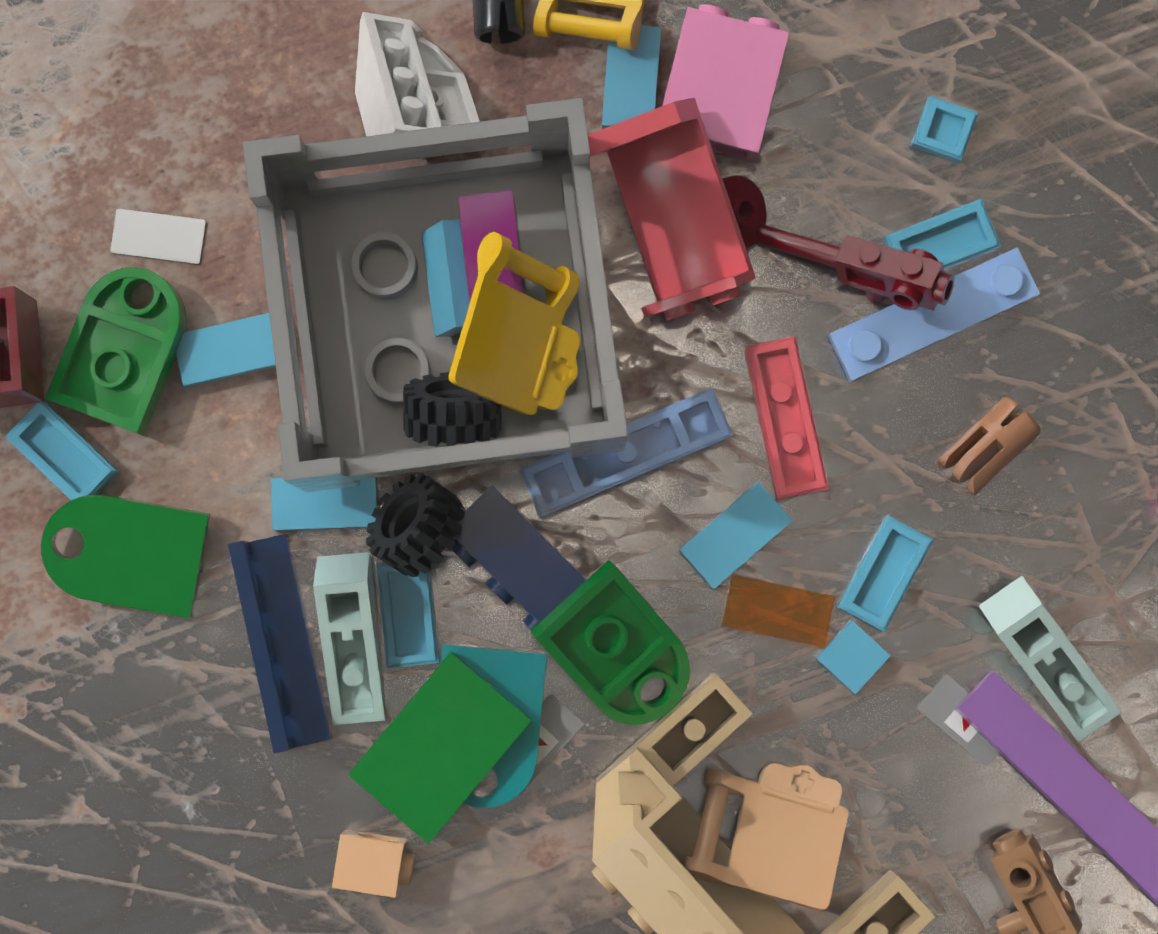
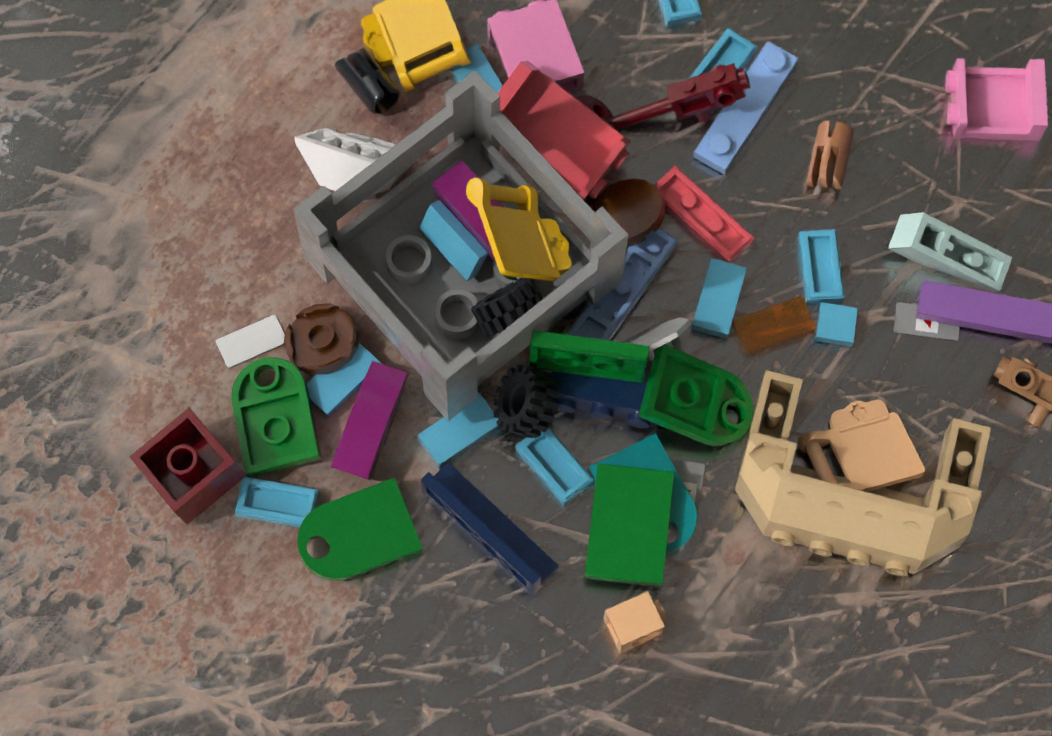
camera: 35 degrees left, 15 degrees down
(216, 432) = (370, 421): none -> magenta slope
(228, 290) = (321, 339): none -> reddish brown tile
(350, 637) = (531, 496): light aqua slope -> none
(507, 529) = (588, 356): none -> green tile
(616, 543) = (660, 334): none -> white piece
(696, 362) = (634, 206): none -> reddish brown tile

